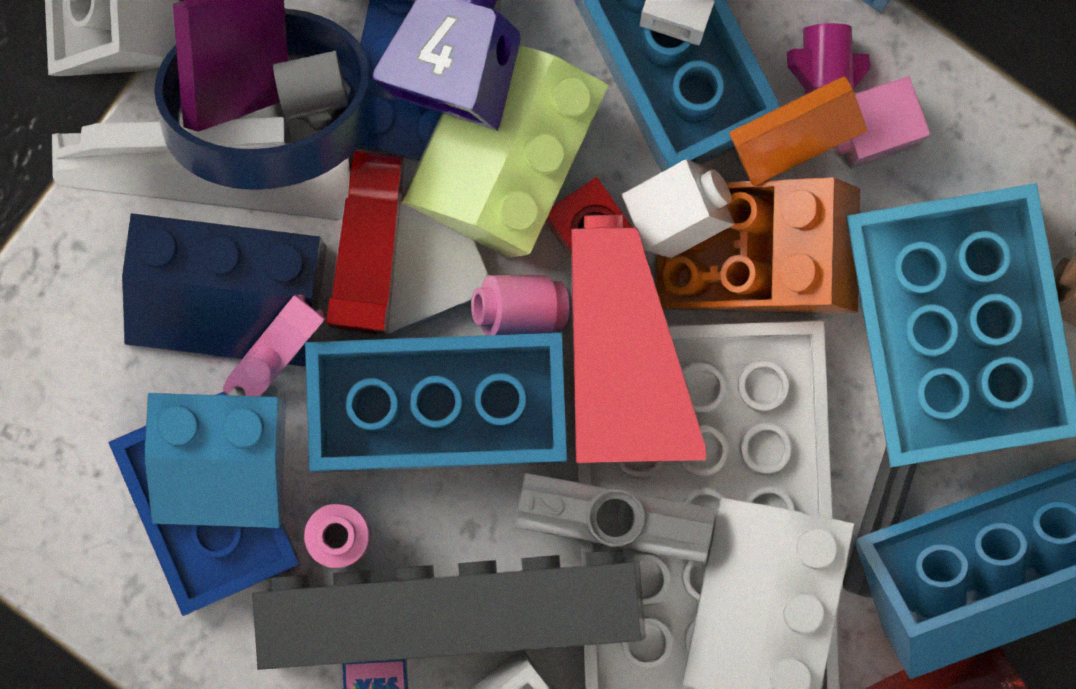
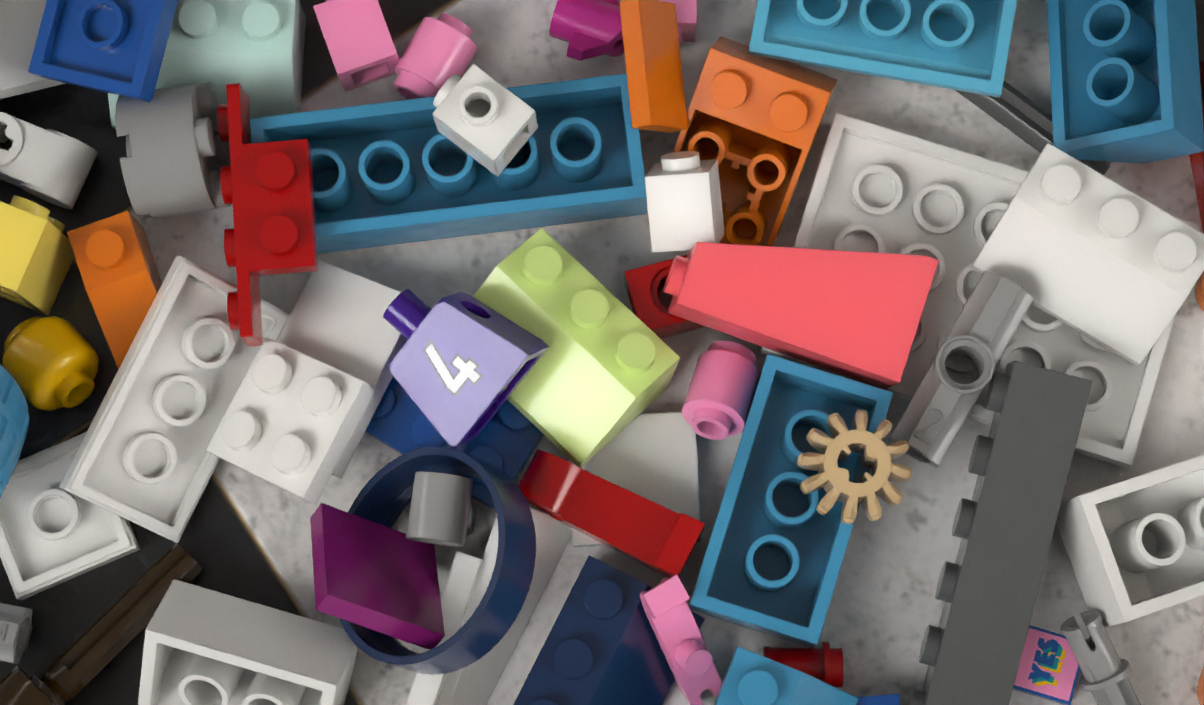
camera: 65 degrees left, 5 degrees down
(299, 484) = (820, 663): none -> red pin
(359, 535) = (865, 649): bright pink brick -> none
(460, 434) = (872, 454): none -> tan gear

